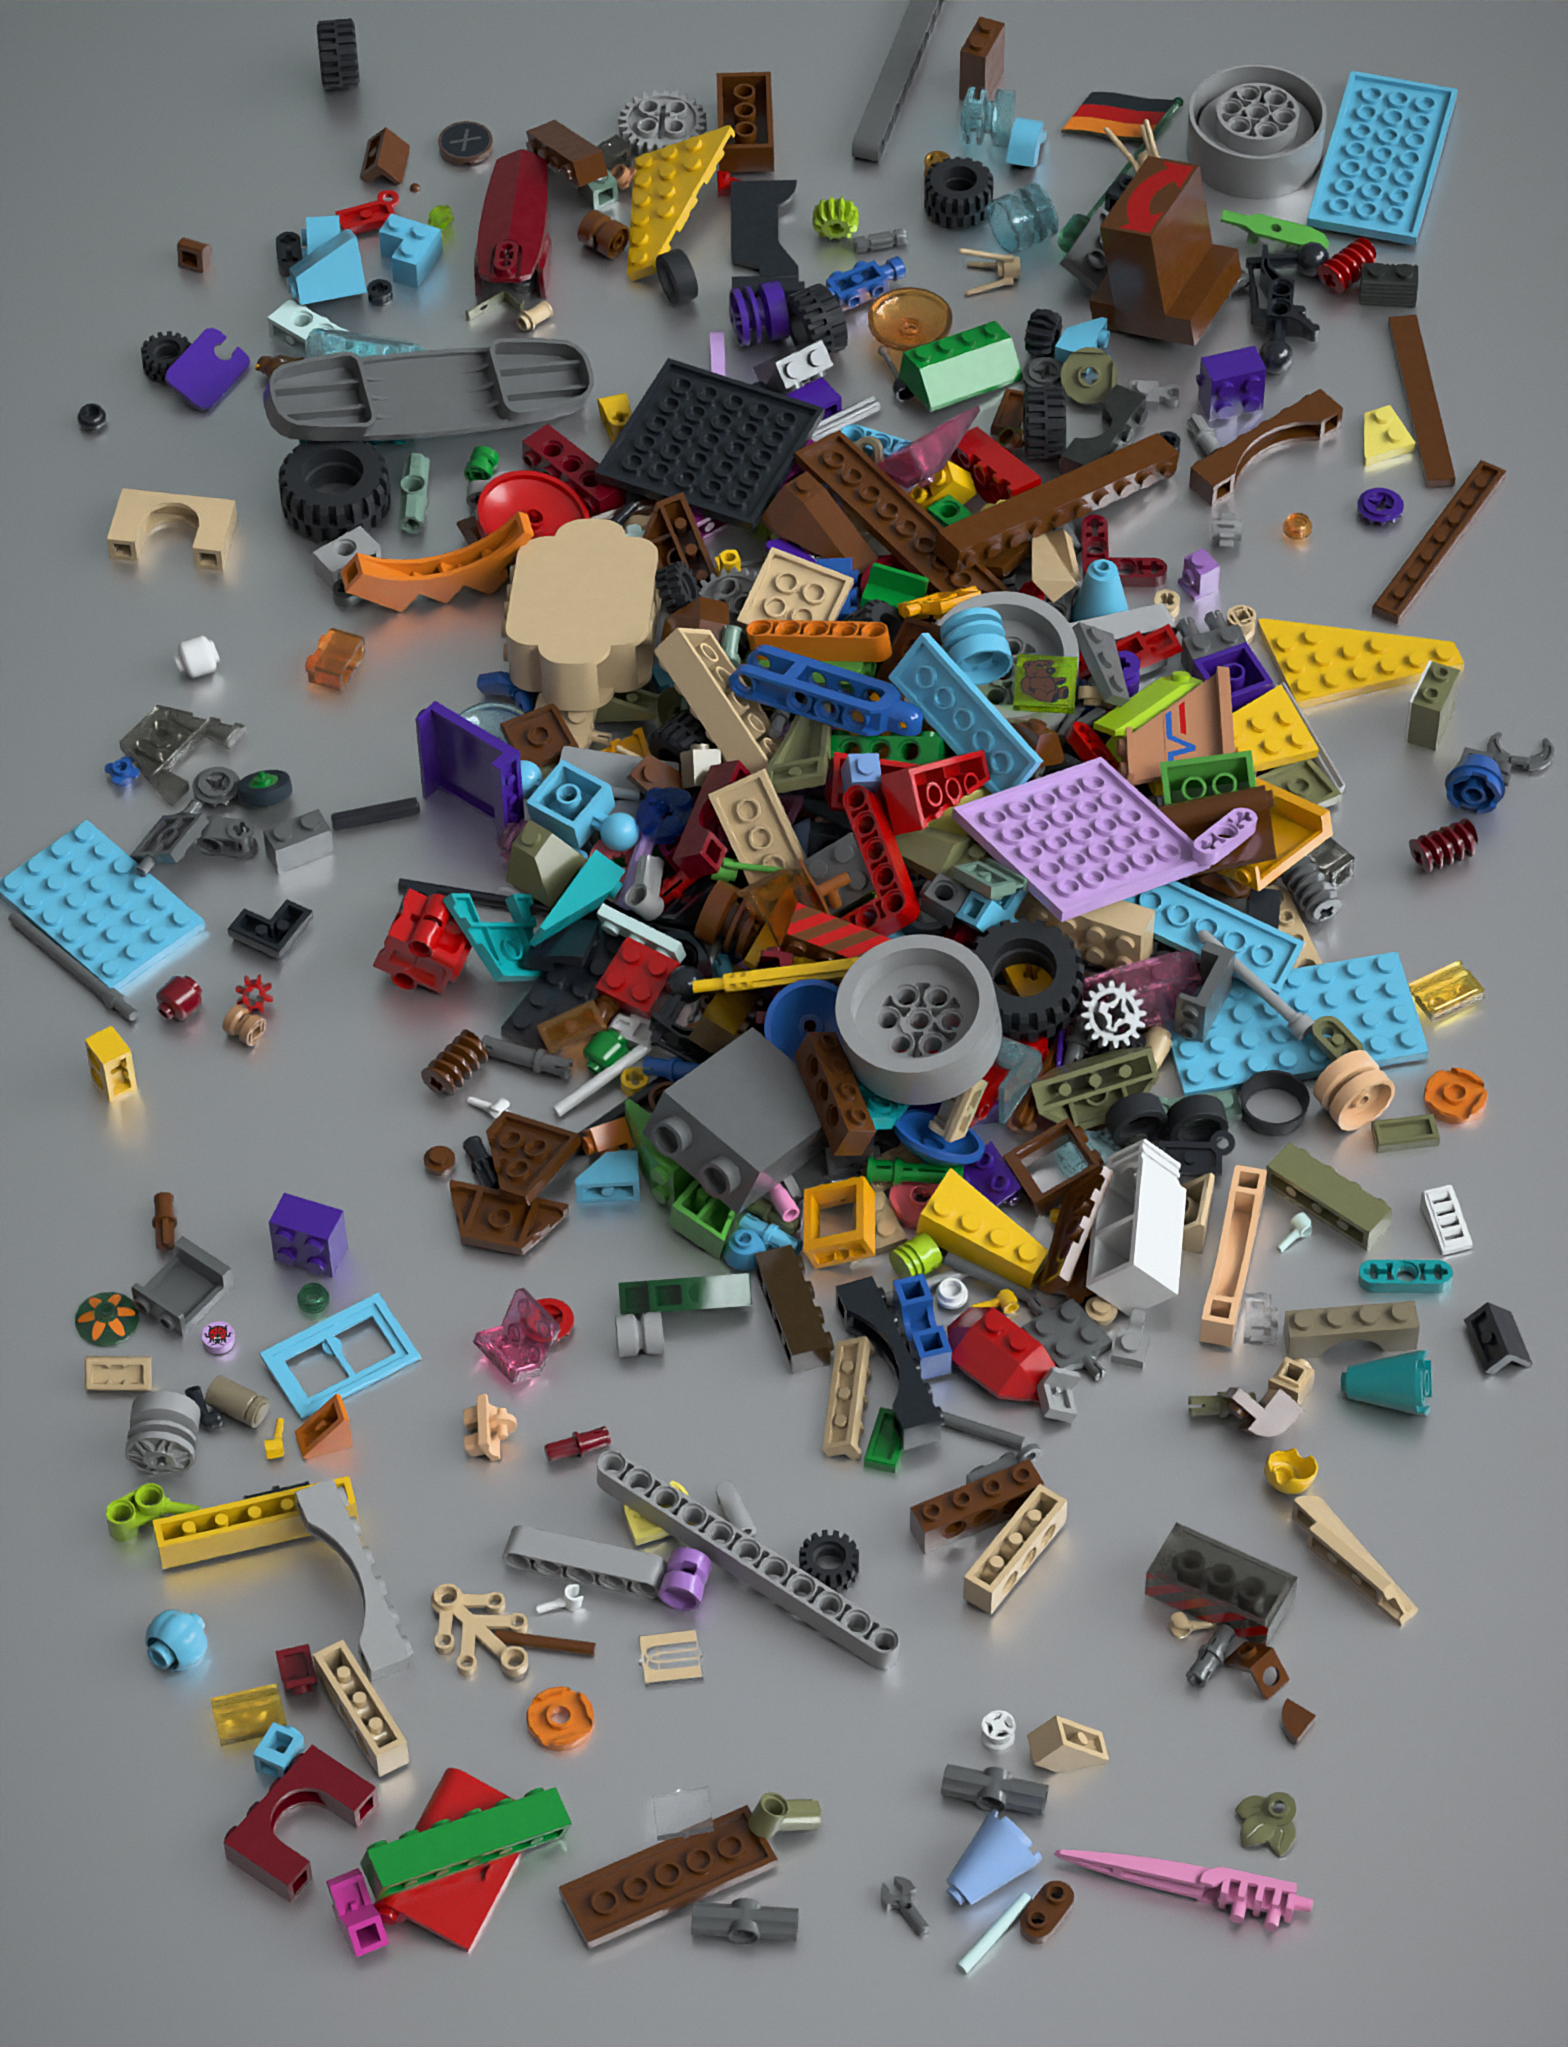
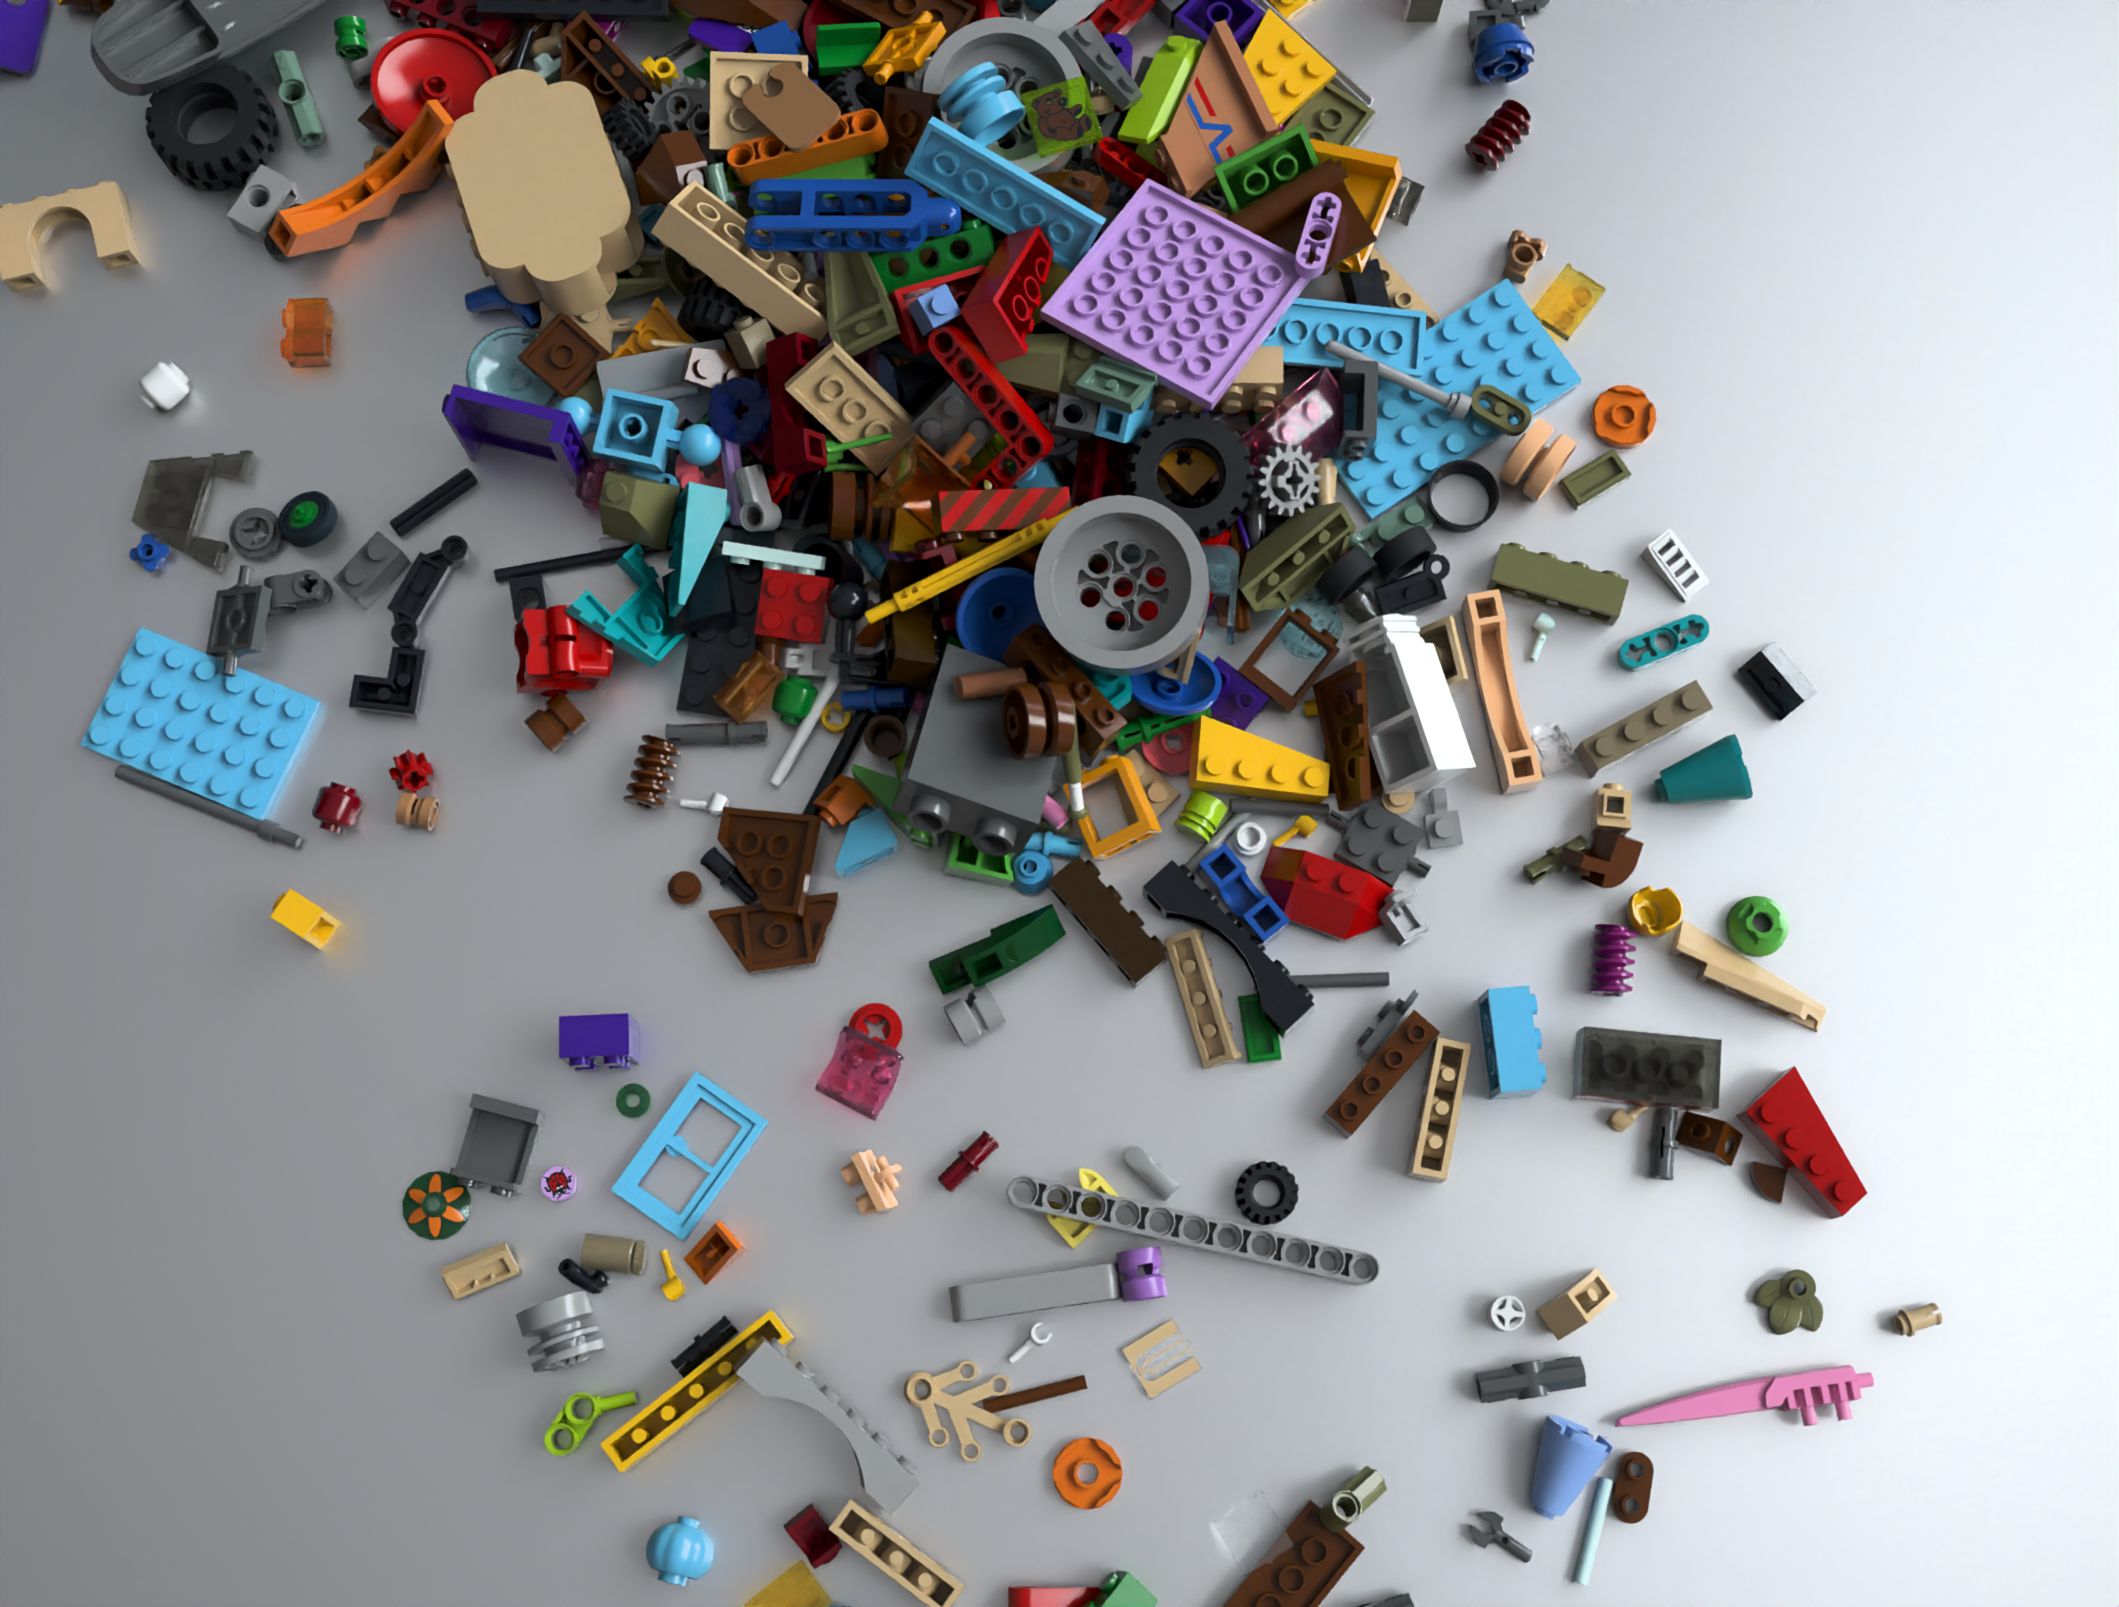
camera: 25 degrees left, 25 degrees up
(164, 1221) = (443, 1074): reddish brown axle -> none
(336, 867) = (421, 588): none -> black plate
(394, 999) = (555, 721): none -> reddish brown wheel
(774, 1066) = (987, 686): none -> nougat piece
(797, 1093) = (1038, 720): none -> reddish brown wheel
(817, 1142) = (1073, 776): none -> olive piece
(820, 611) = (797, 113): none -> medium nougat piece
(1105, 1518) = (1511, 1042): none -> medium azure brick
(1232, 1495) = (1613, 960): none -> magenta piece
(1311, 891) = (1401, 243): dark grey piece -> none
(1337, 1693) = (1801, 1140): none -> red wedge
(1380, 1877) = (1910, 1321): none -> tan pin
(1381, 1533) = (1744, 935): none -> bright green piece
(1422, 942) = (1522, 255): none -> medium nougat plate

